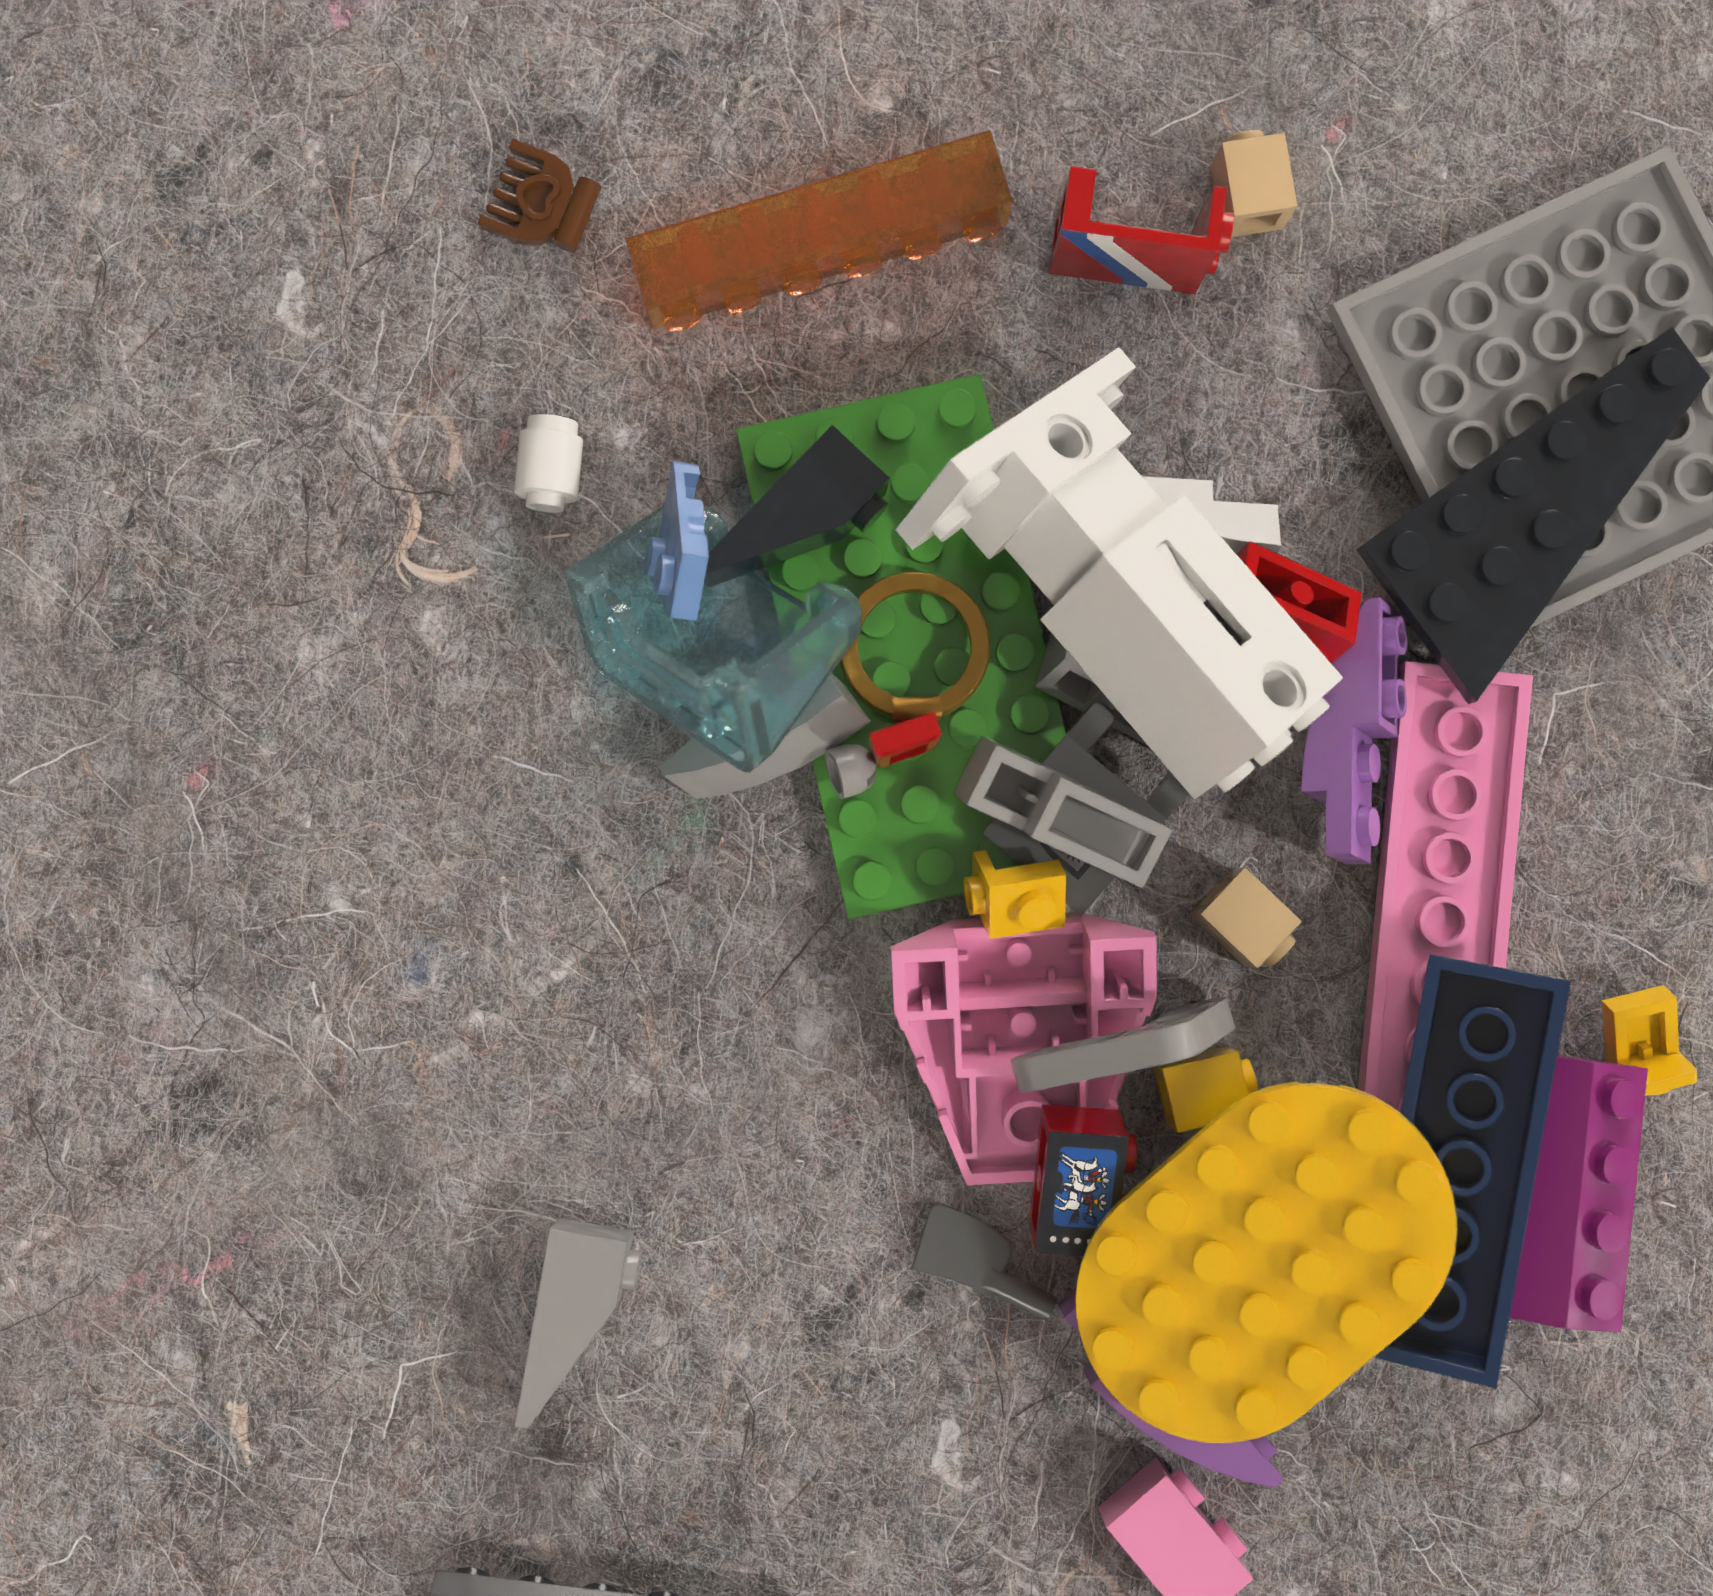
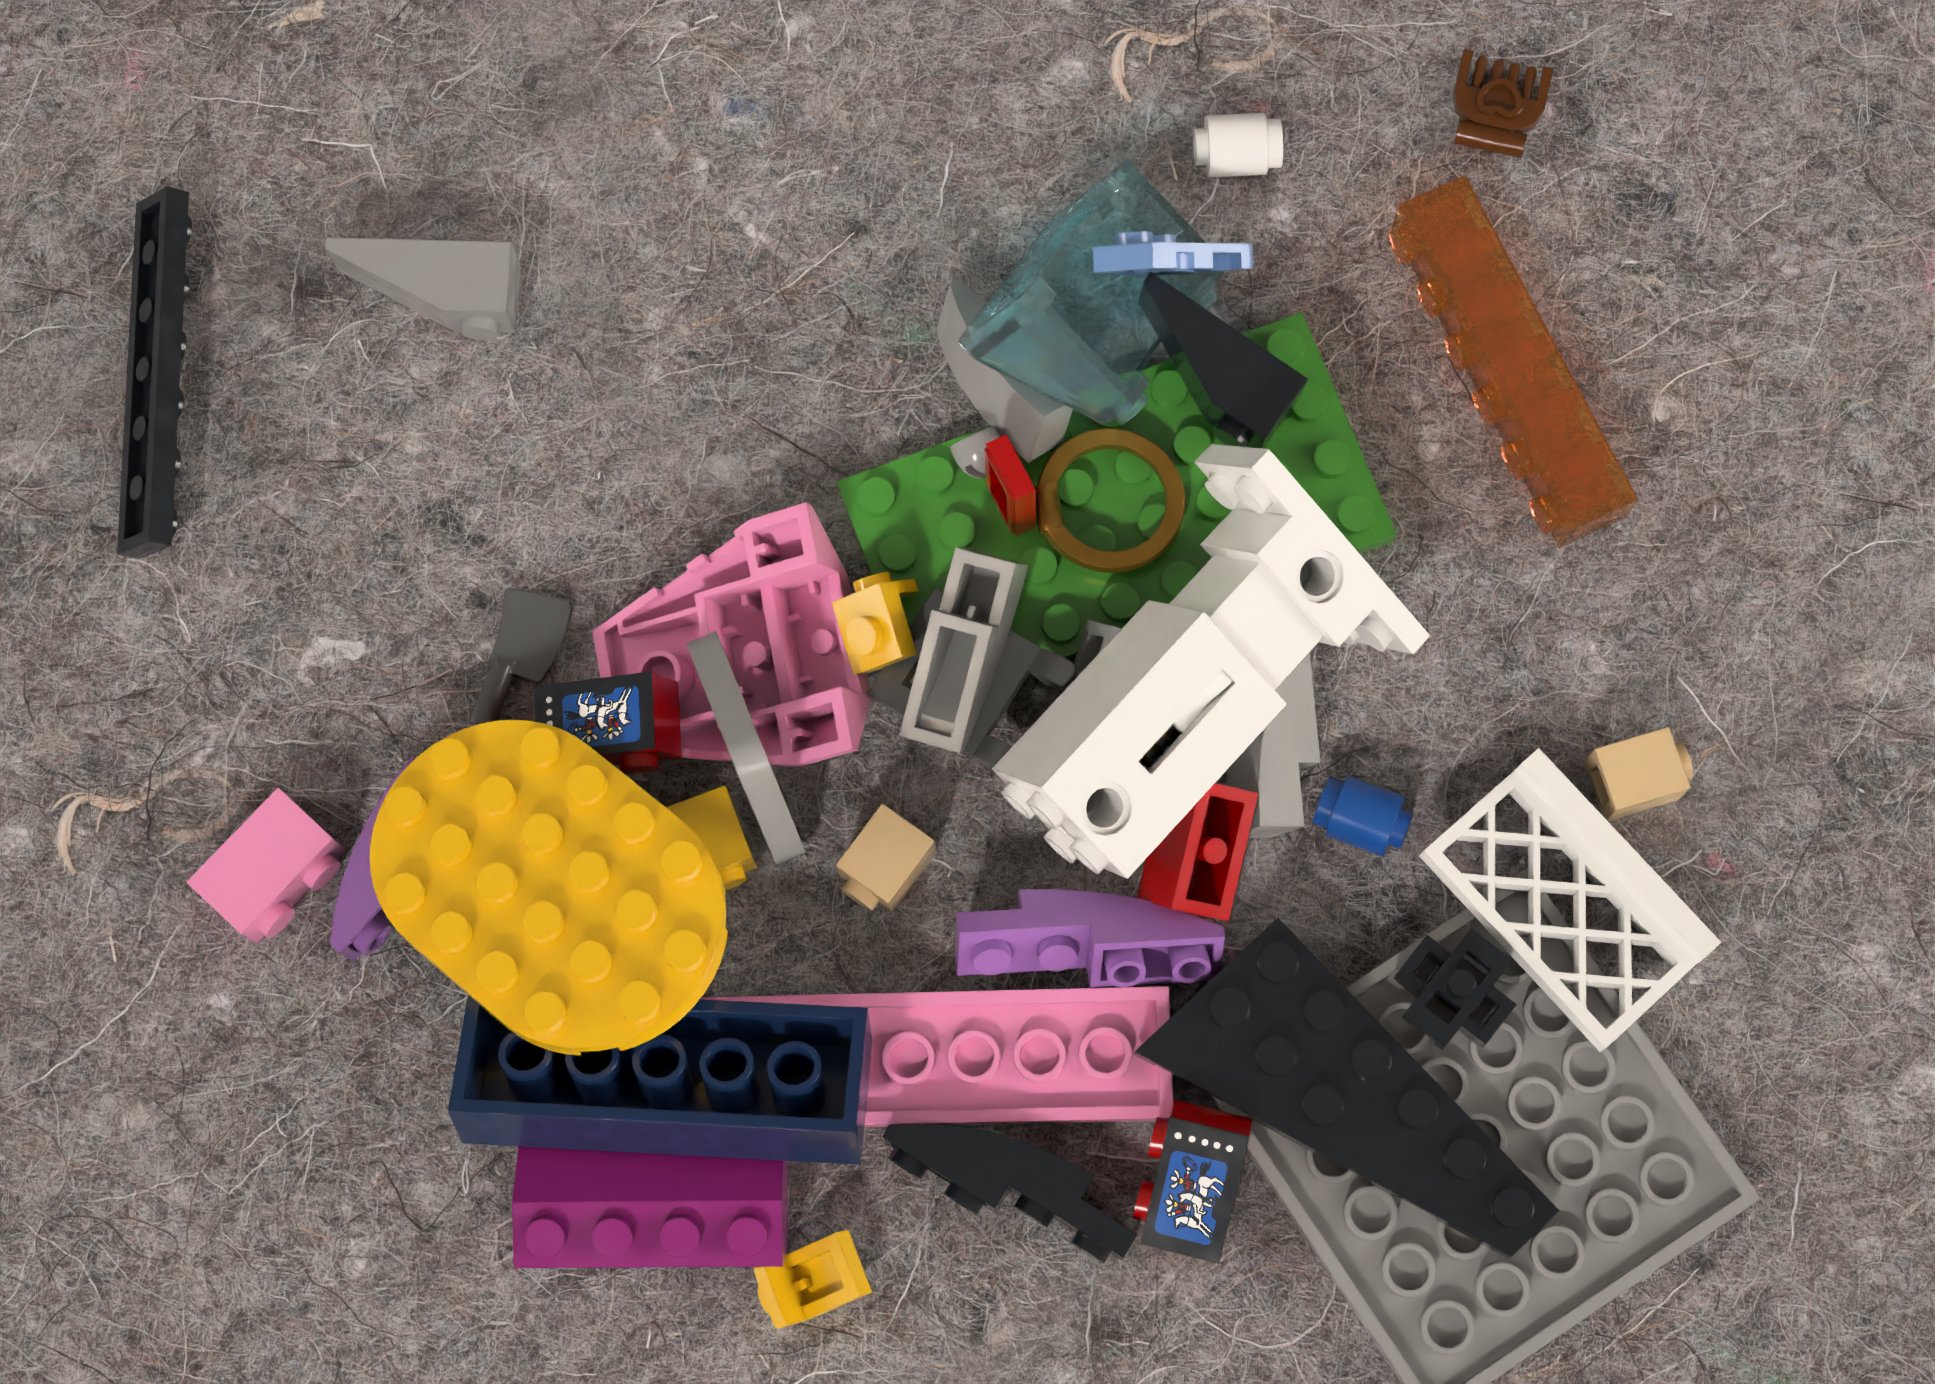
camera: 90 degrees right, 10 degrees down
(1134, 253) = (1552, 592): red panel -> none
(1258, 451) = (1363, 815): none -> blue brick
(1352, 219) = (1616, 875): none -> white fence
(1454, 387) = (1460, 985): none -> black piece
(1556, 853) = (989, 1165): none -> black slope
(1602, 662) = (1195, 1180): none -> brick

